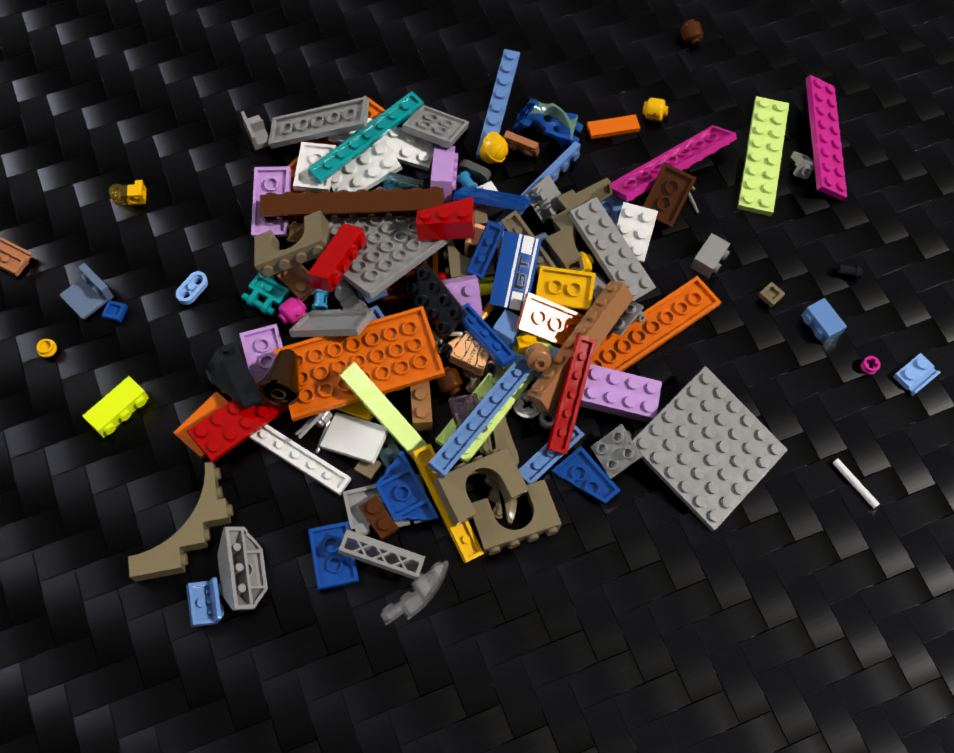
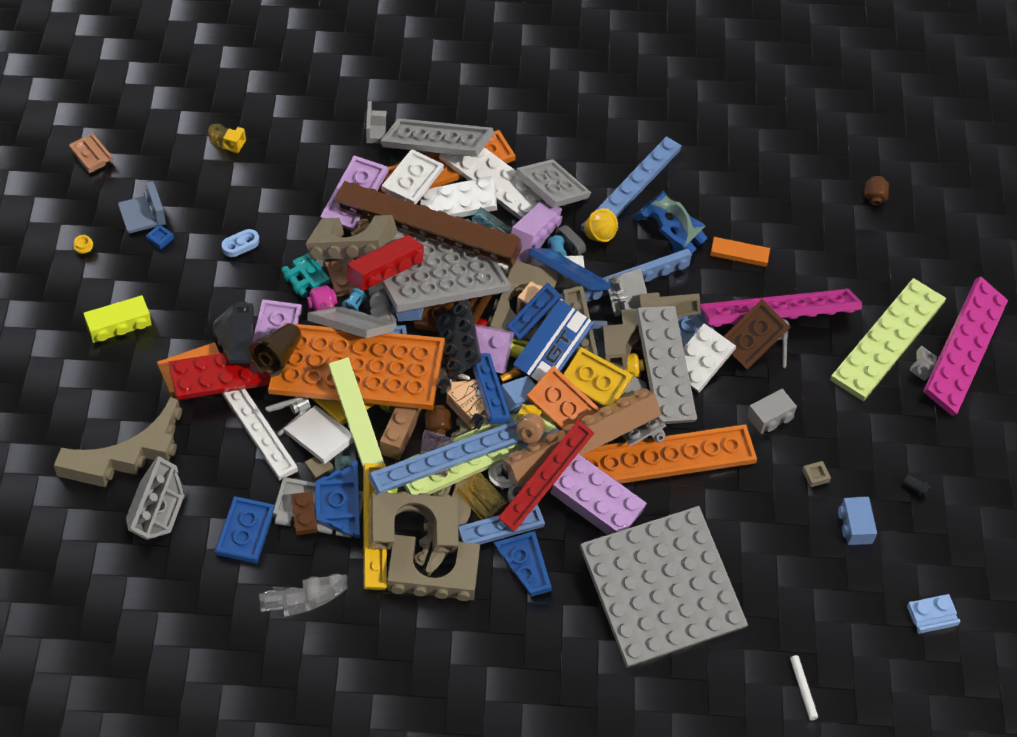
camera: 25 degrees right, 10 degrees down
(204, 602) = (107, 517): medium blue bracket -> none
(365, 137) = (475, 167): teal plate -> none
(381, 554) = (288, 543): light grey fence -> none
(447, 221) = (509, 270): red wedge -> none
(517, 142) = (627, 228): nougat plate -> none
(520, 434) = (481, 496): none -> clear yellow plate
(615, 451) = (565, 548): light grey hinge -> none
(655, 109) = (793, 250): yellow head -> none
(875, 364) = (887, 578): dark pink bush -> none

